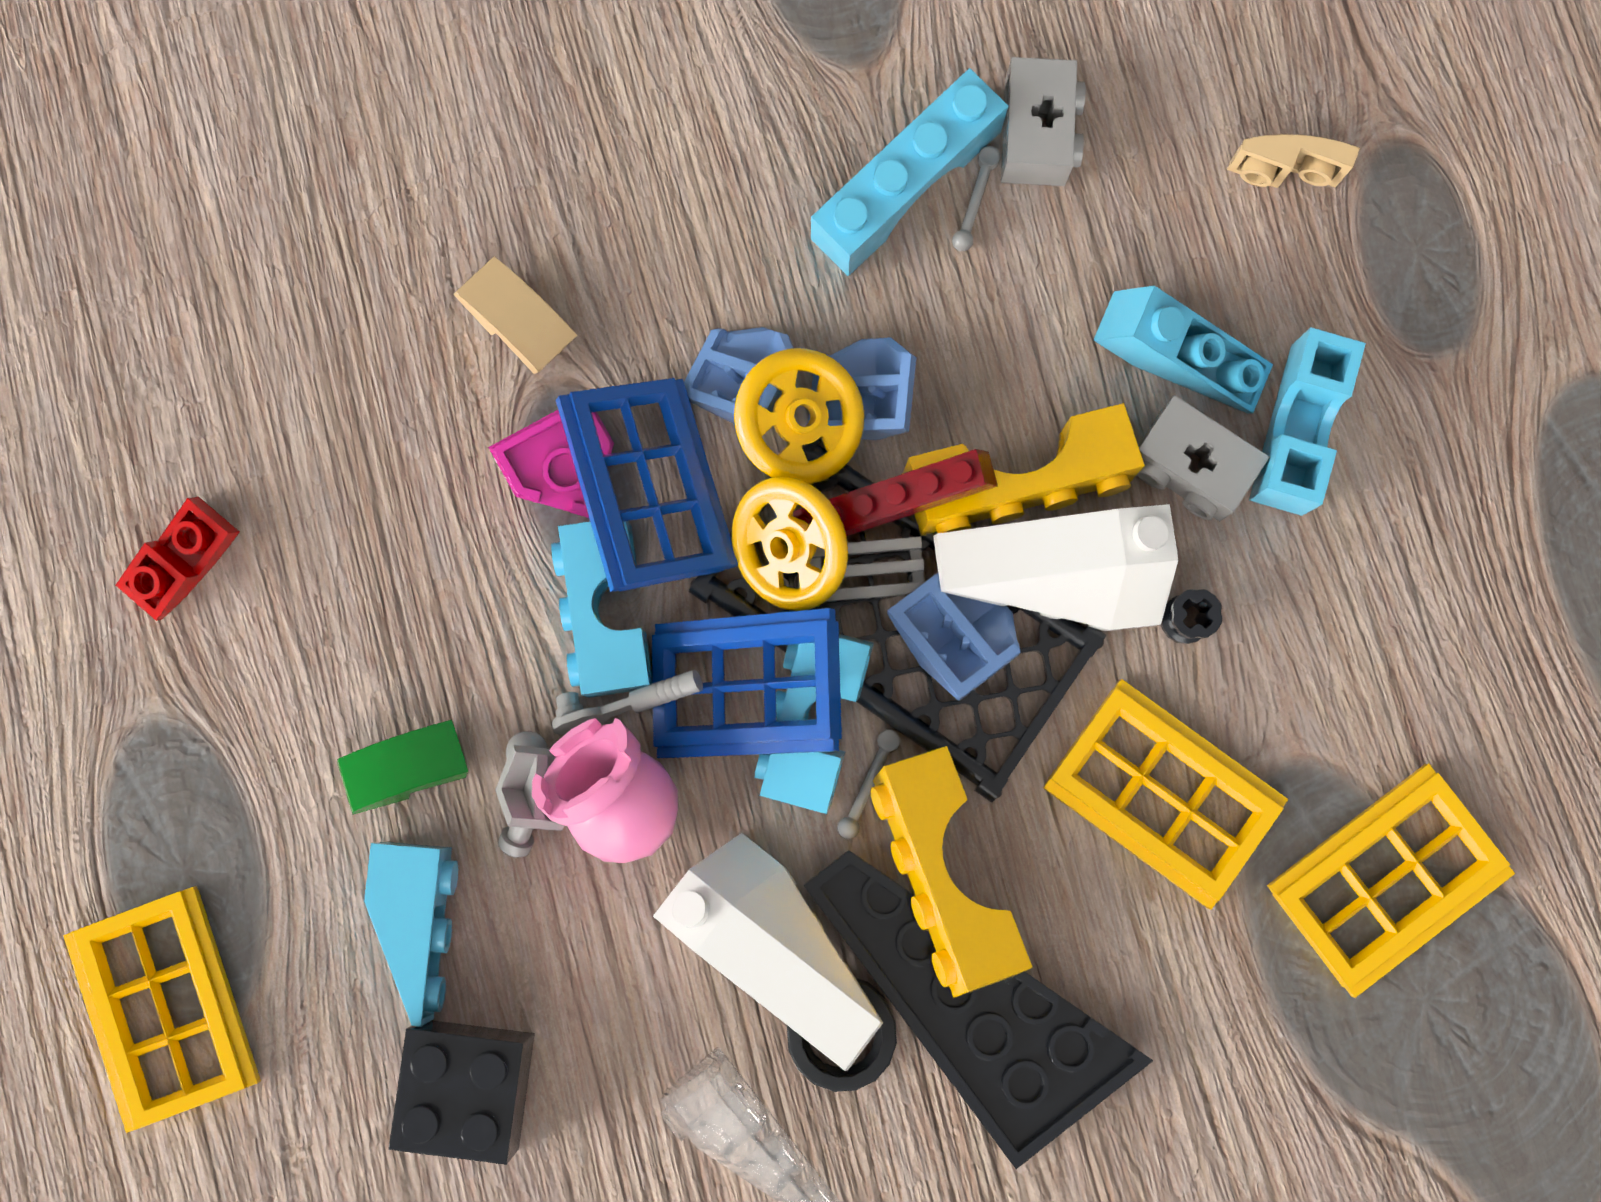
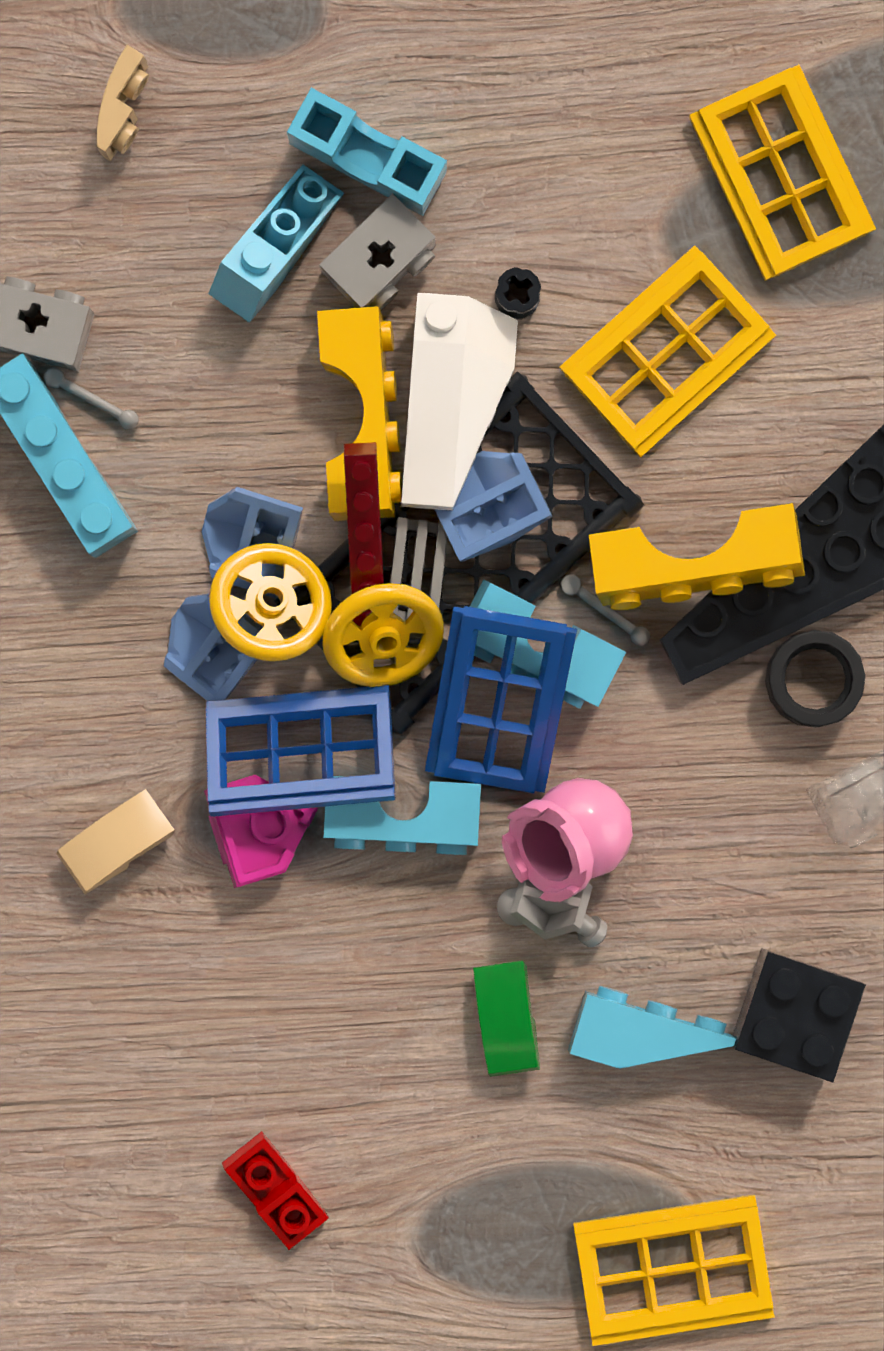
camera: 80 degrees left, 5 degrees up
(572, 714) = (491, 860): light grey piece -> none
(759, 932) = (715, 730): white wedge -> none

